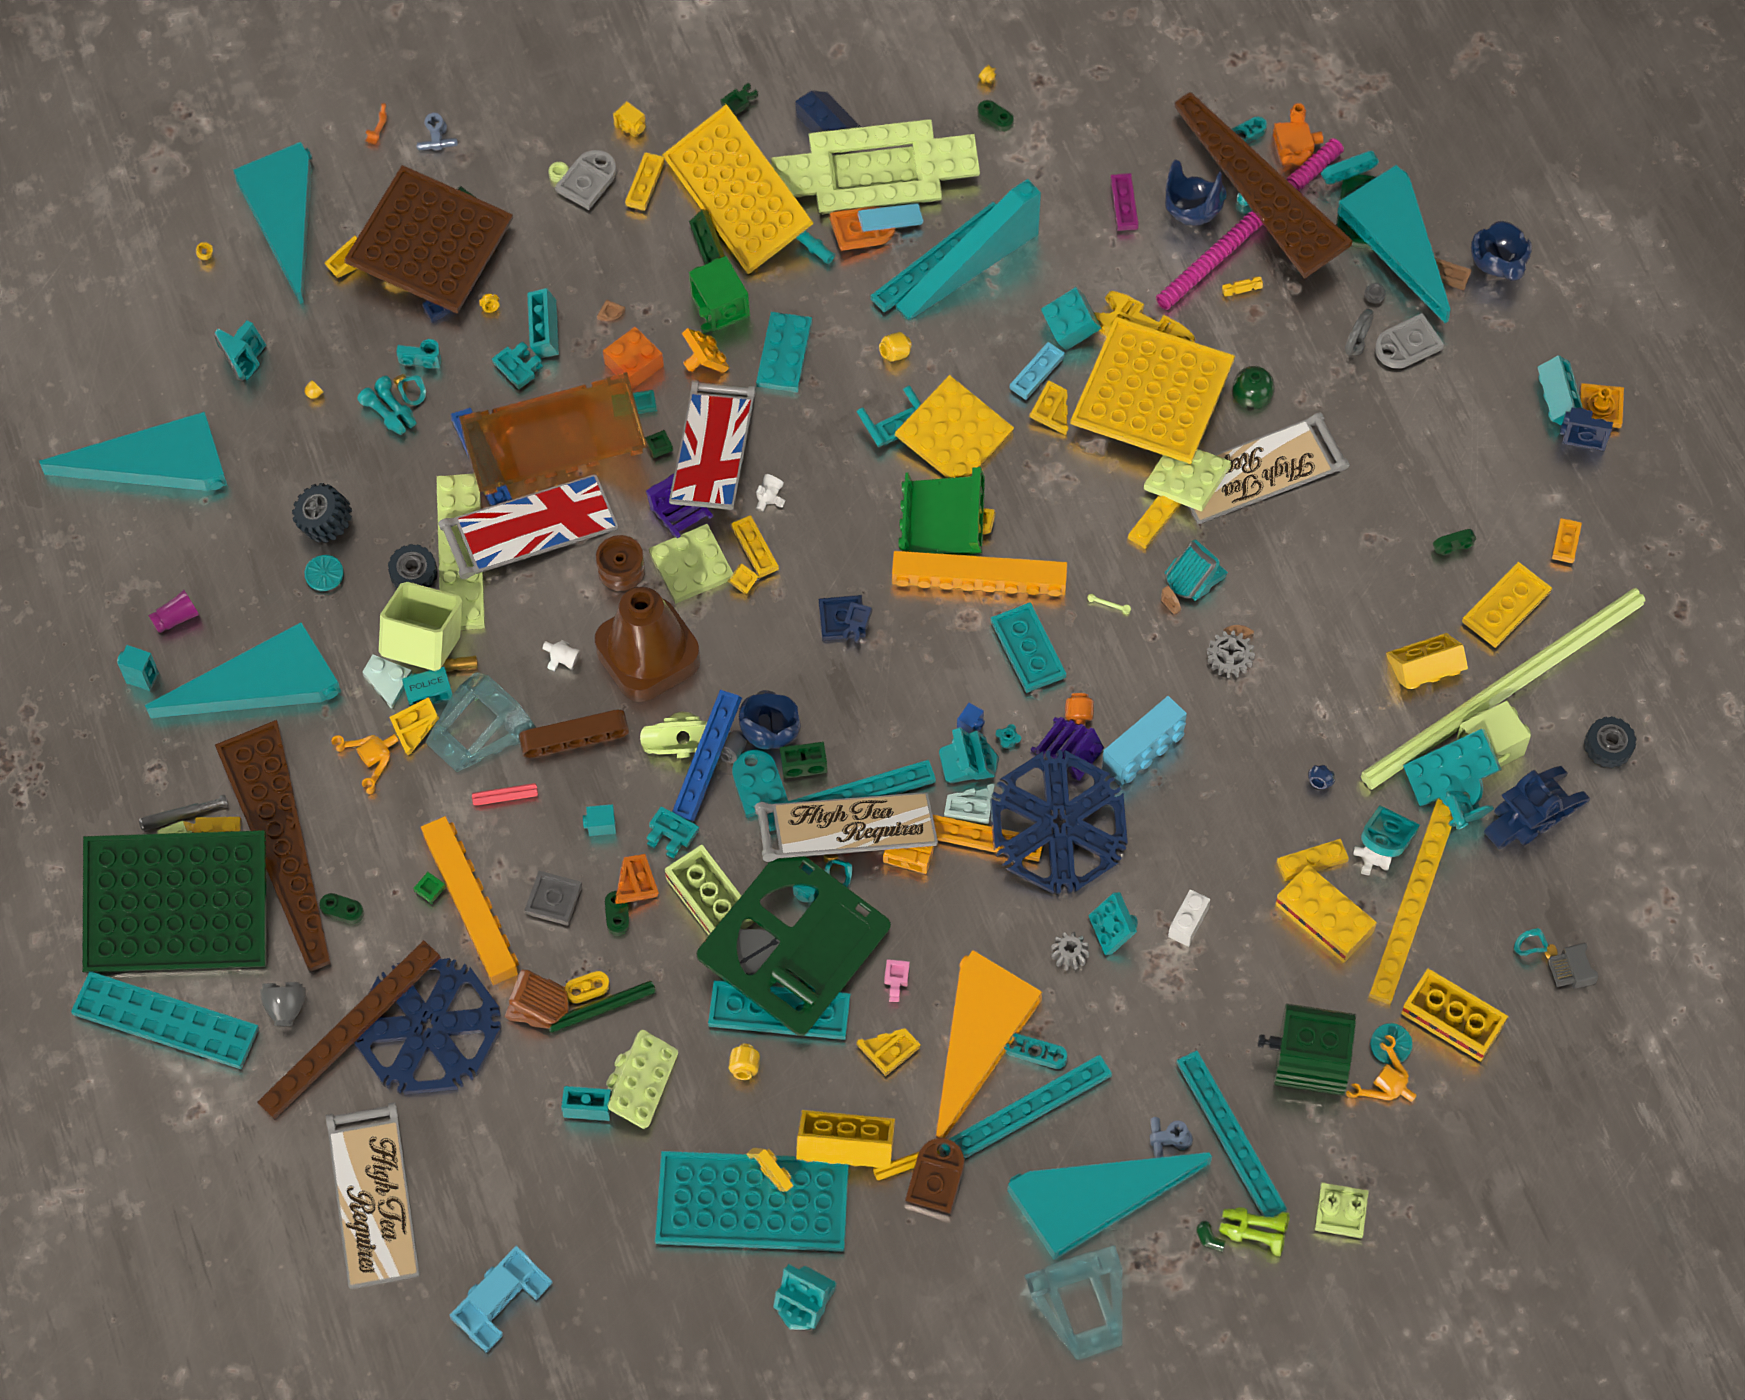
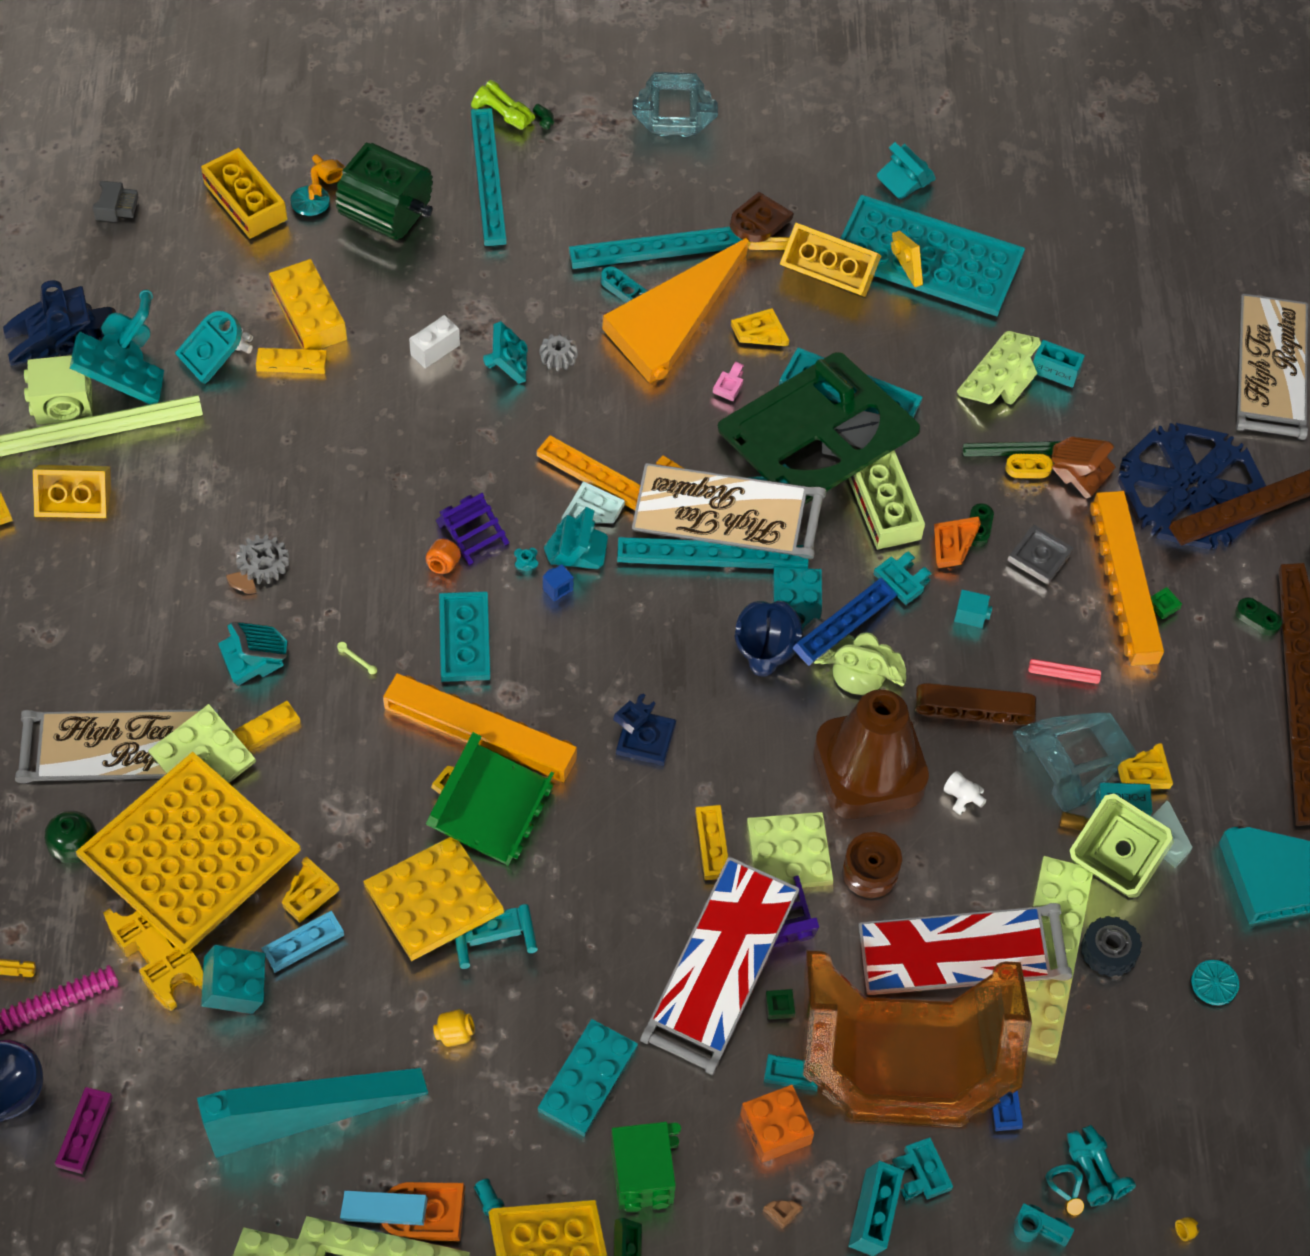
camera: 165 degrees left, 5 degrees down
(322, 512) = (1208, 1040): black wheel -> none
(371, 751) = (1201, 756): light orange piece -> none
(494, 1293) = (1176, 251): medium azure bracket -> none
(704, 351) = (688, 1093): light orange plate -> none
(743, 578) = (739, 808): yellow plate -> none
(744, 1061) = (899, 355): yellow head -> none
(767, 492) = (672, 900): white piece -> none
(803, 760) = (742, 589): dark green brick -> none
(906, 280) = (345, 1136): teal plate -> none
(1071, 831) = (532, 455): dark blue plate -> none
(1081, 1201) = (641, 167): teal slope -> none
(1144, 741) = (396, 495): medium azure brick -> none
(1170, 600) = (294, 636): medium nougat tile -> none
(1170, 1136) = (542, 189): sand blue piece -> none
(1321, 777) = (243, 417): dark blue plate -> none
(1341, 1210) = (424, 98): yellowish green plate -> none
(1412, 904) = (223, 295): yellow plate -> none
(1550, 950) = (125, 223): teal piece -> none

